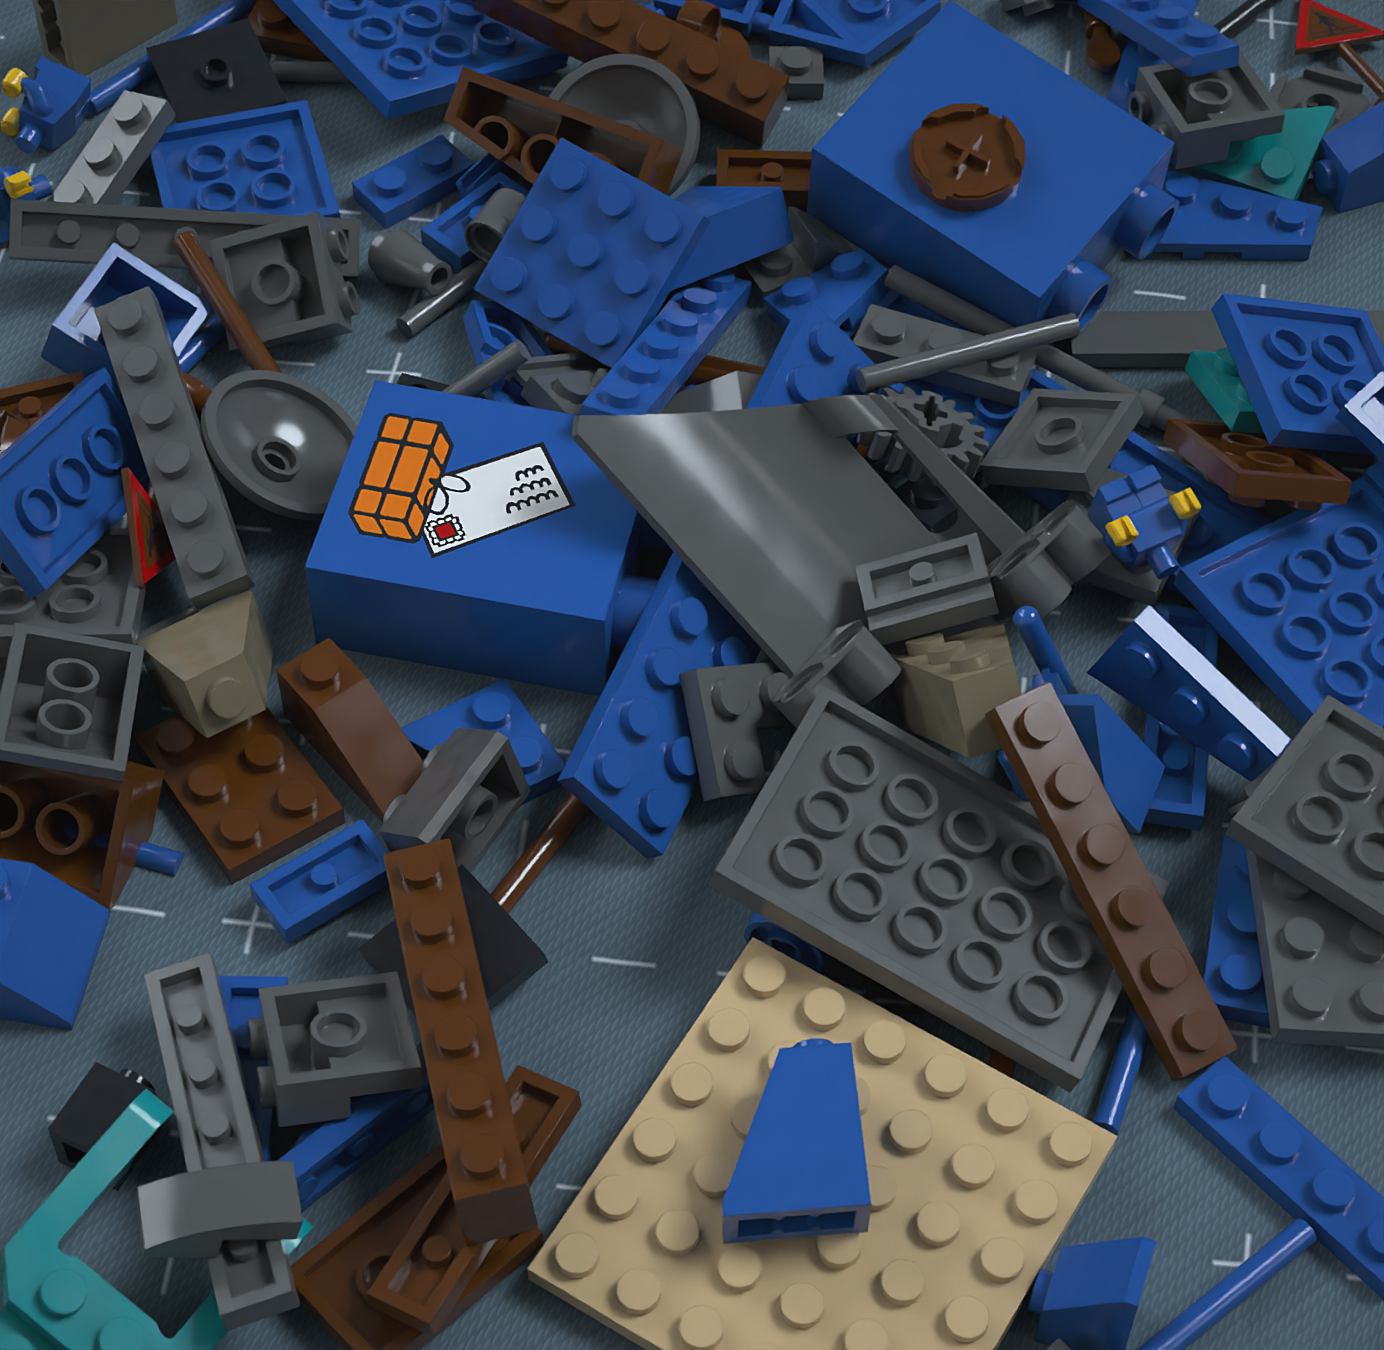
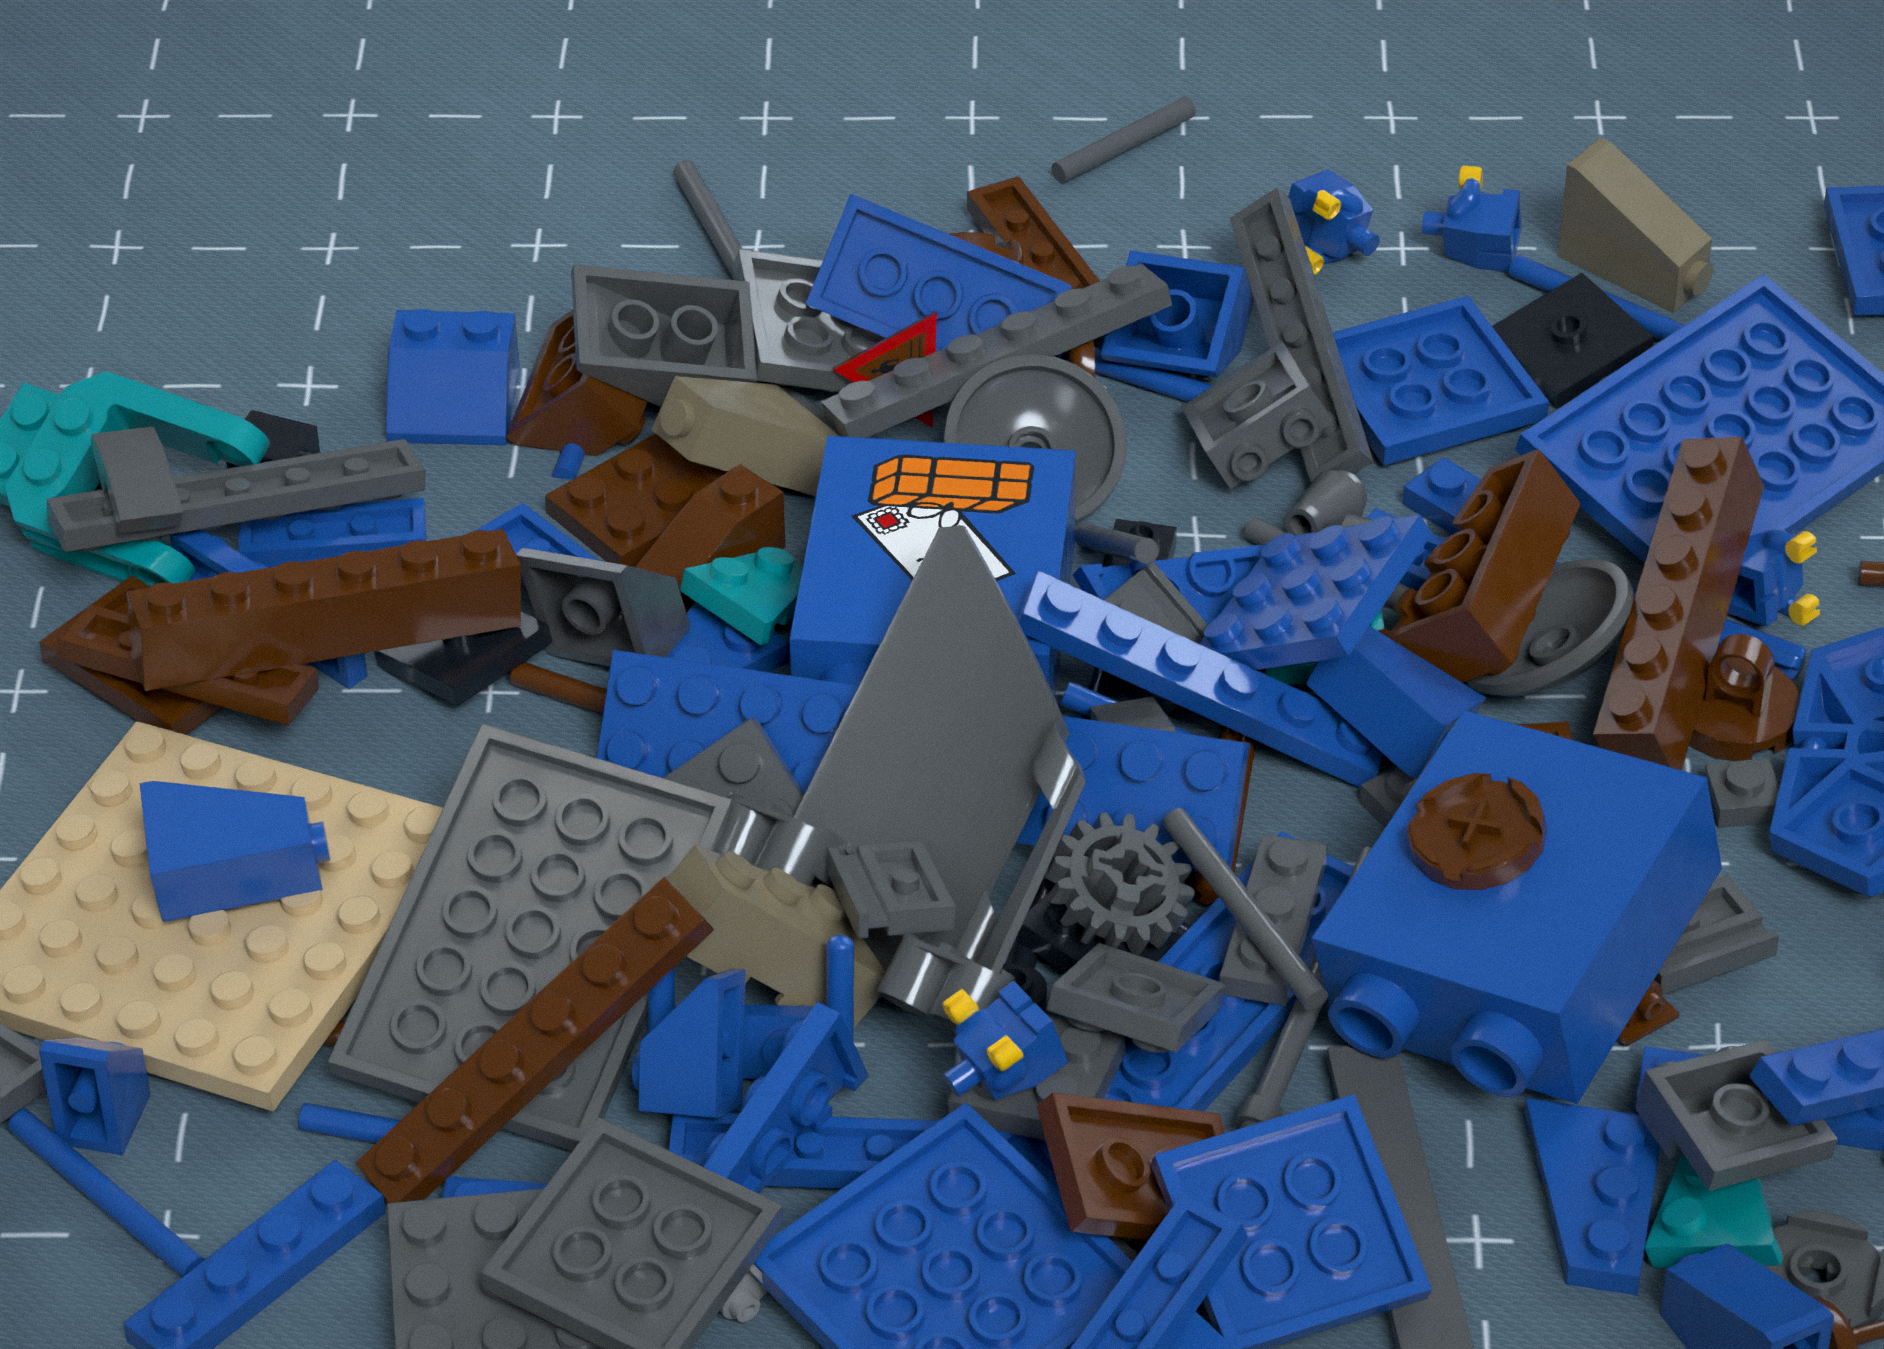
camera: 85 degrees right, 10 degrees down
(116, 150) = (1411, 278): plate -> none
(223, 303) = (1202, 386): reddish brown bar -> none
(331, 1045) = (317, 527): dark grey plate -> none
(441, 691) = (747, 590): none -> teal wing
(839, 289) = (1337, 817): blue wing -> none

